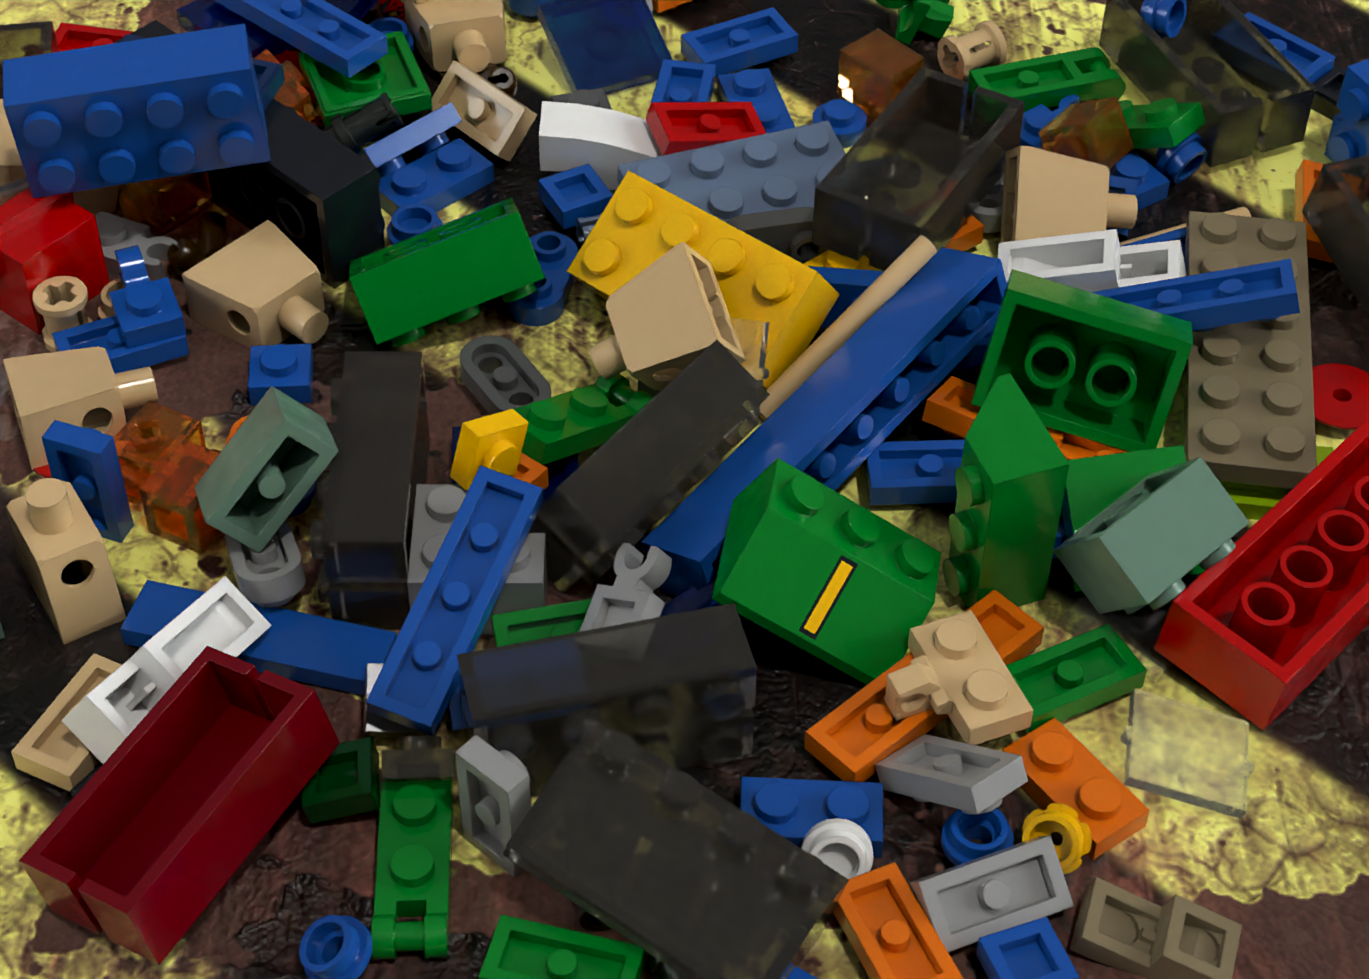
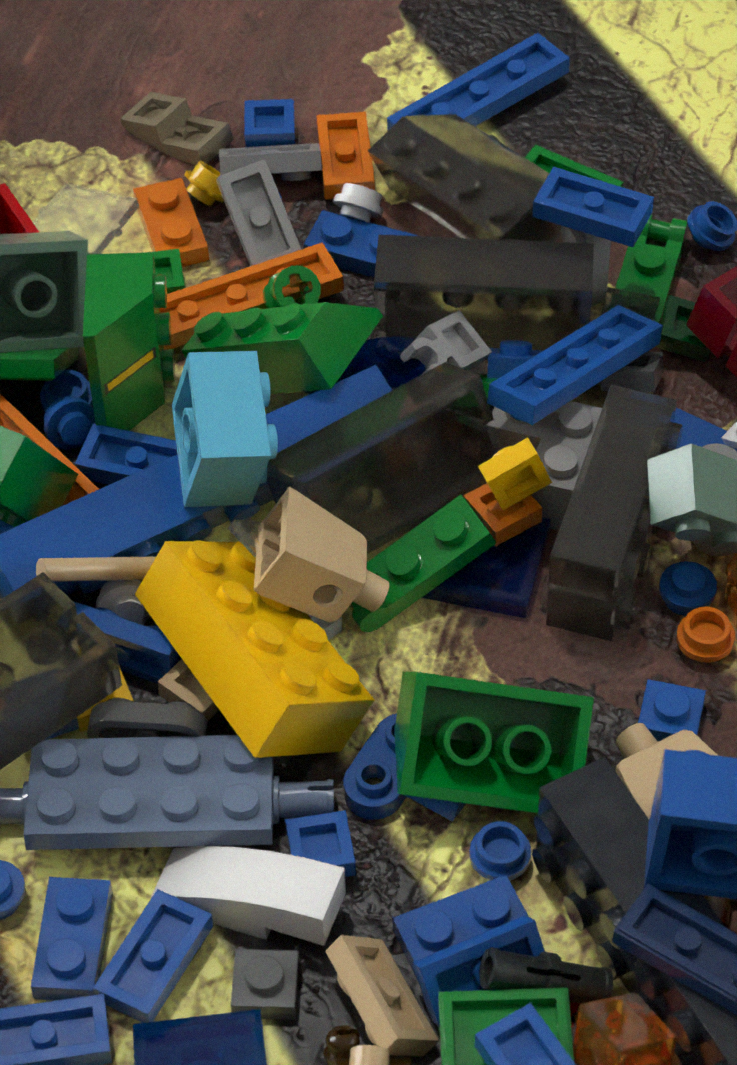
camera: 160 degrees left, 5 degrees up
(481, 734) = (593, 206): none -> blue plate
(501, 374) = (467, 641): dark grey plate -> none
(701, 124) = (154, 861): red plate -> none
(815, 361) = (222, 428): none -> medium azure brick
(850, 657) = (295, 277): none -> green bush
(959, 676) = (218, 269): tan hinge -> none

